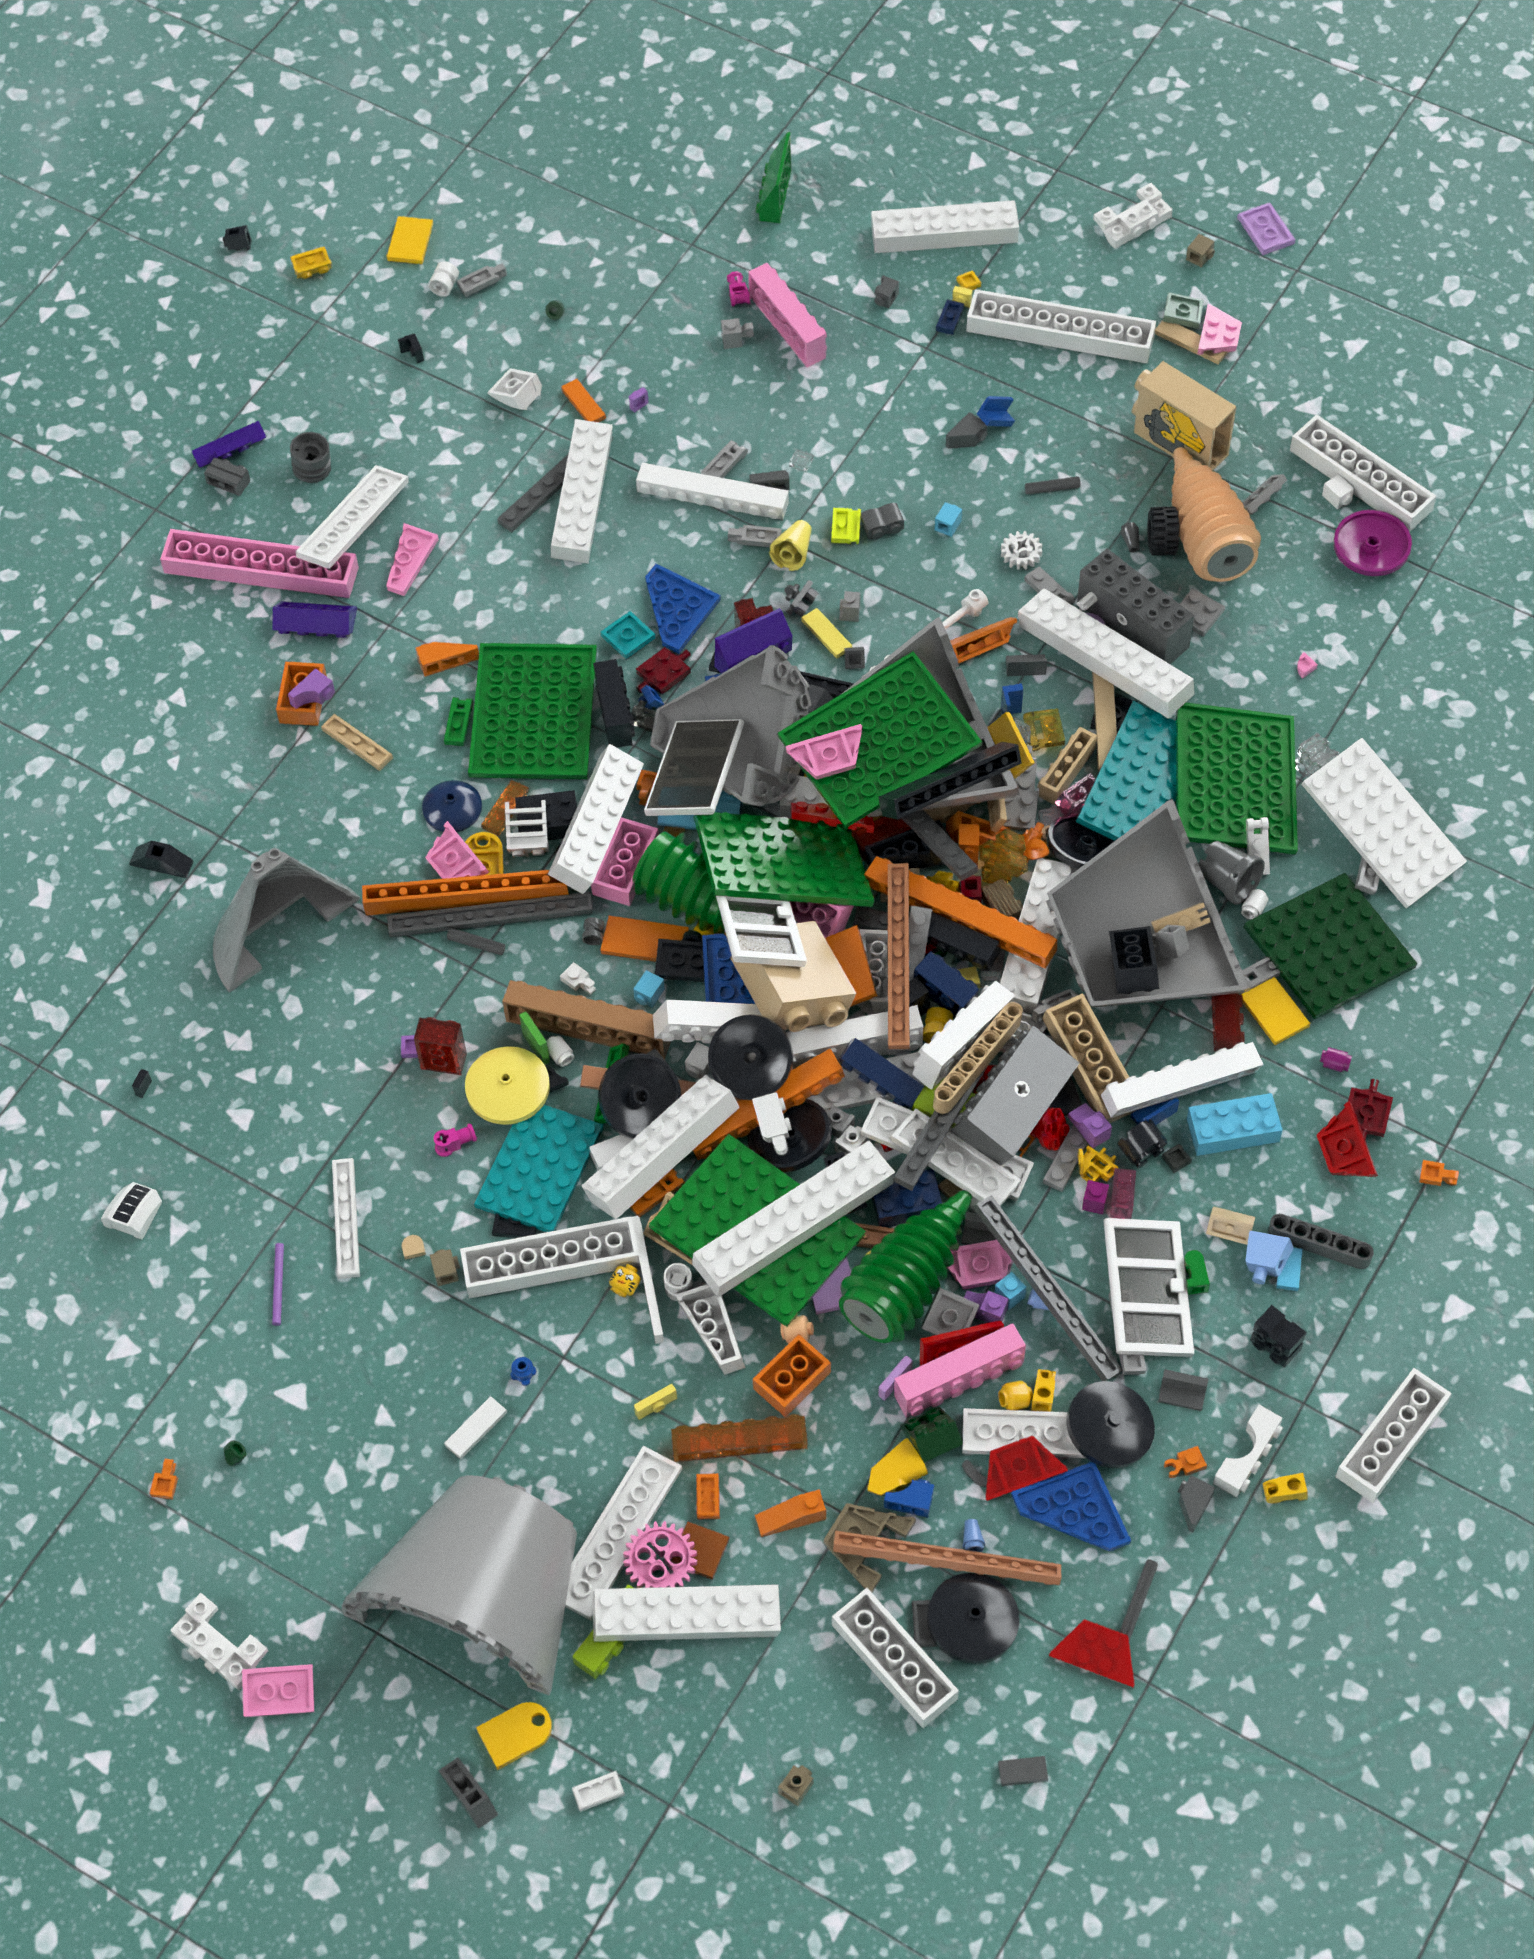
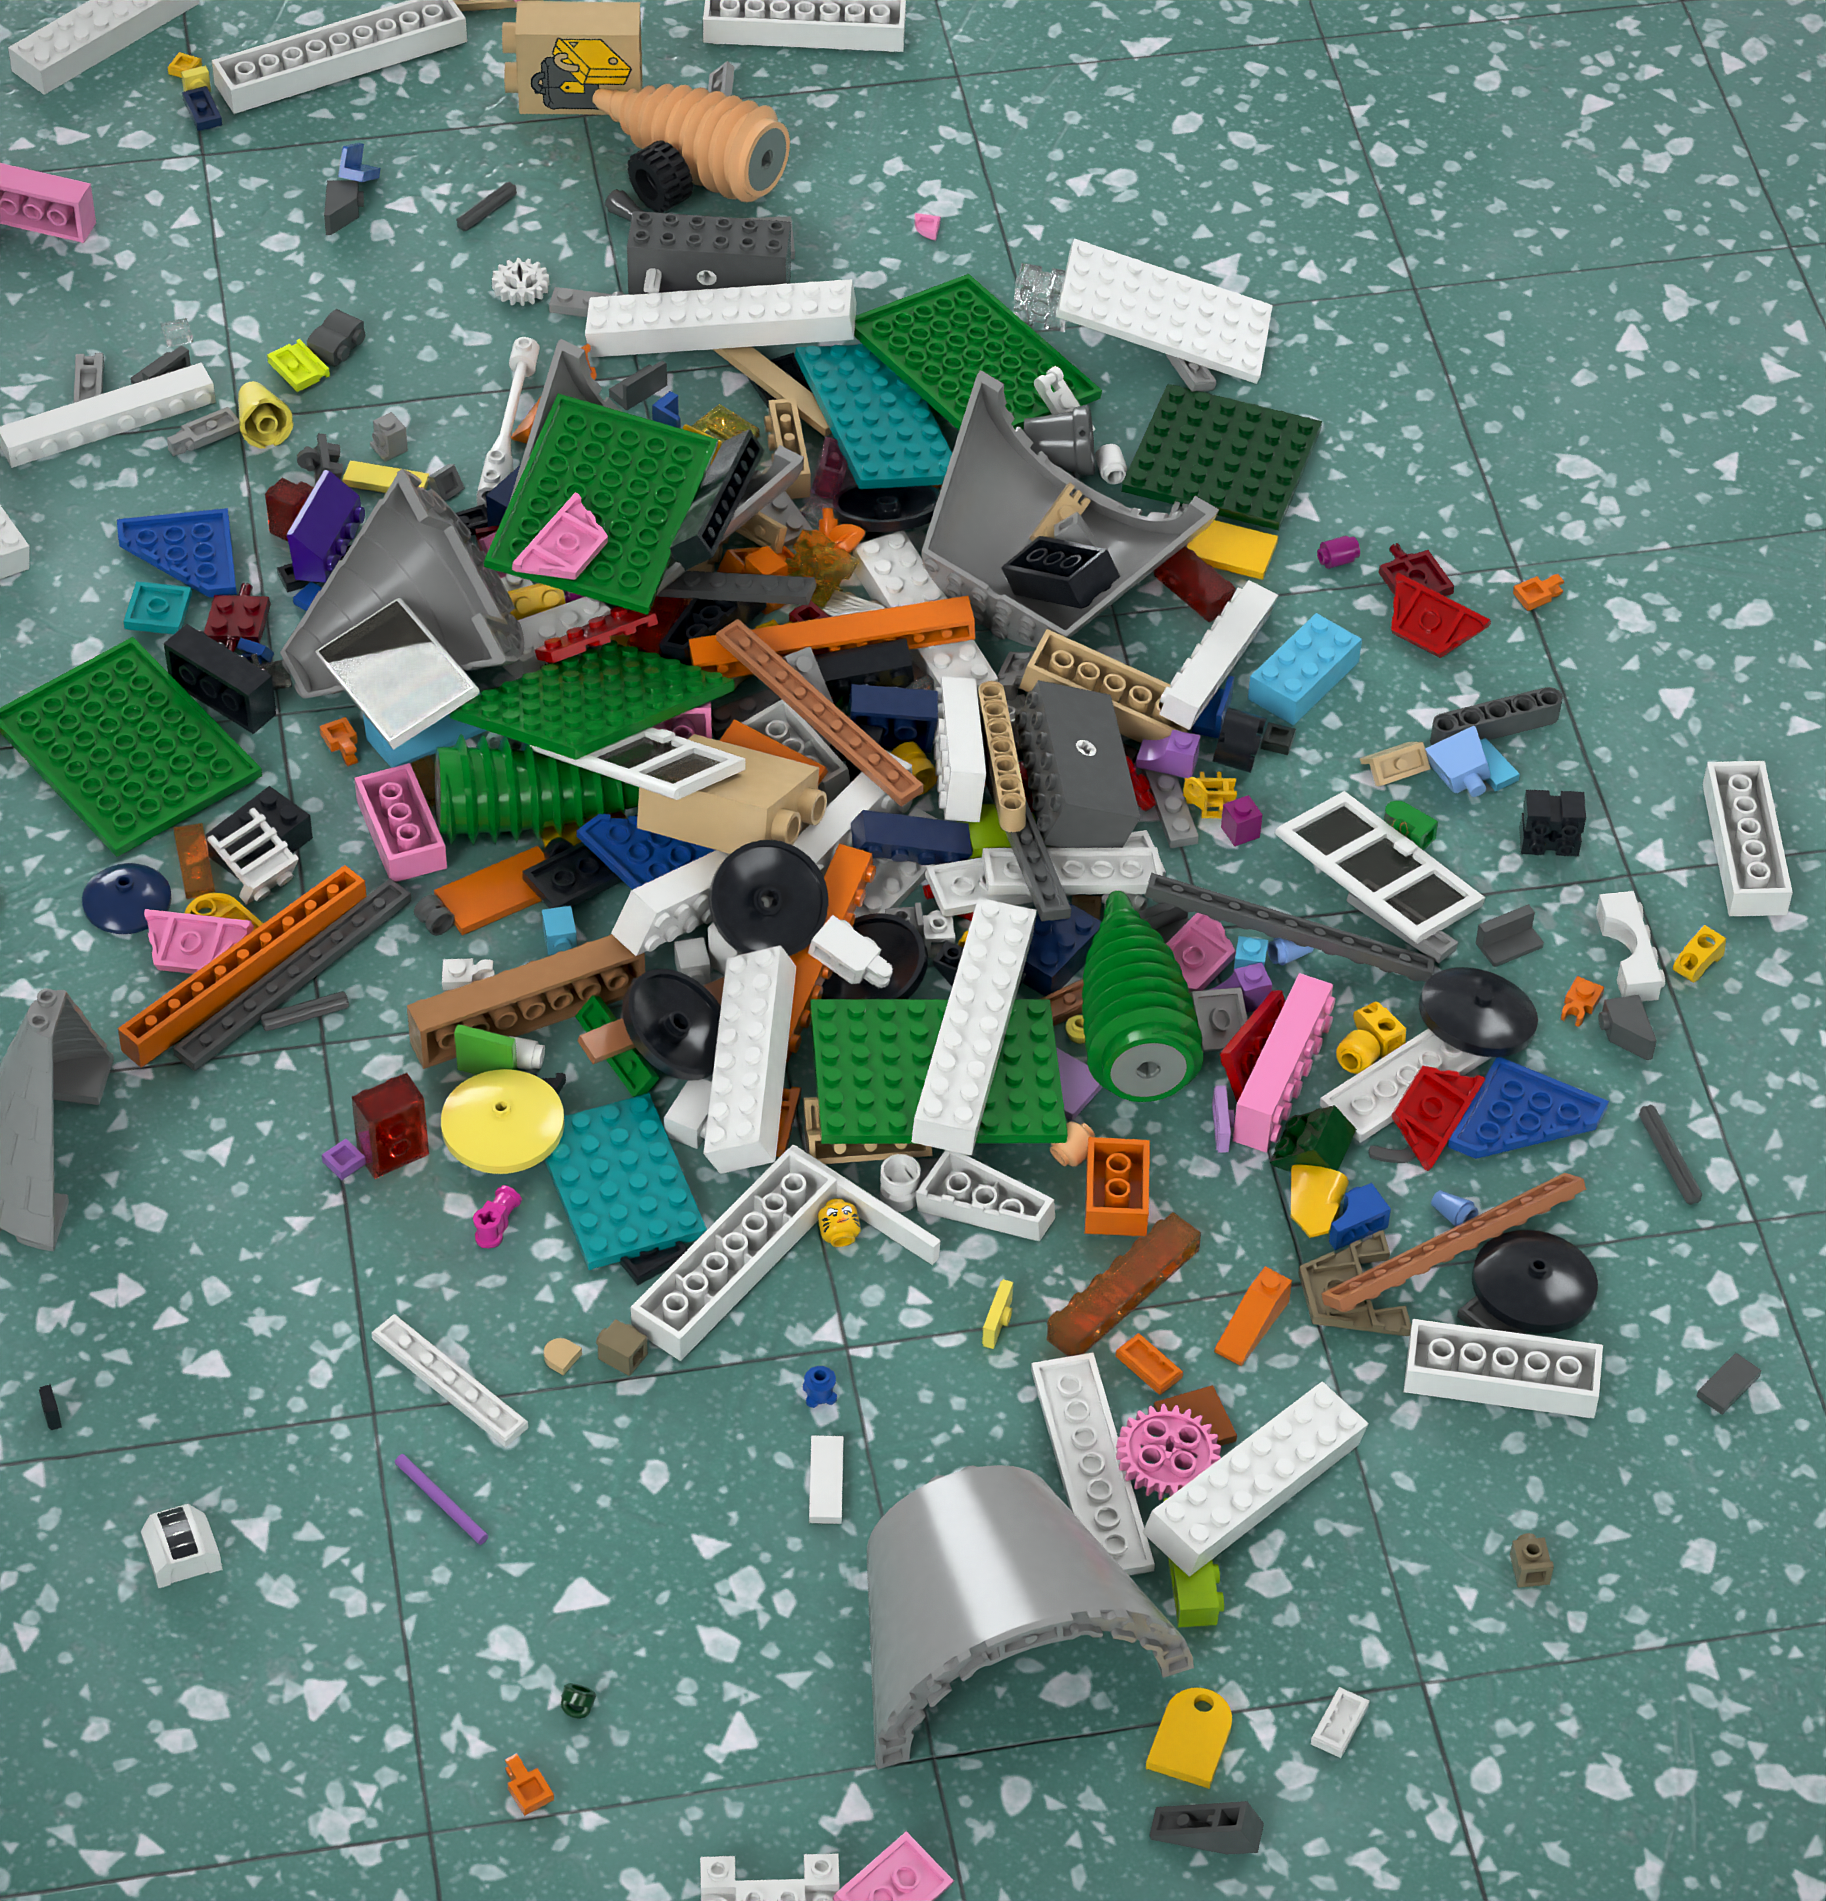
camera: 45 degrees left, 10 degrees down
(458, 722) = (45, 808): green plate -> none
(596, 819) = (329, 796): white brick -> none
(886, 292) = (103, 120): dark grey brick -> none
(948, 519) = (408, 296): medium azure brick -> none
(1097, 1651) = (1685, 1222): red wing -> none
(1122, 1193) = (1268, 796): clear pink brick -> none
(1338, 492) = (796, 51): white brick -> none
(1372, 543) = (882, 75): magenta dish -> none

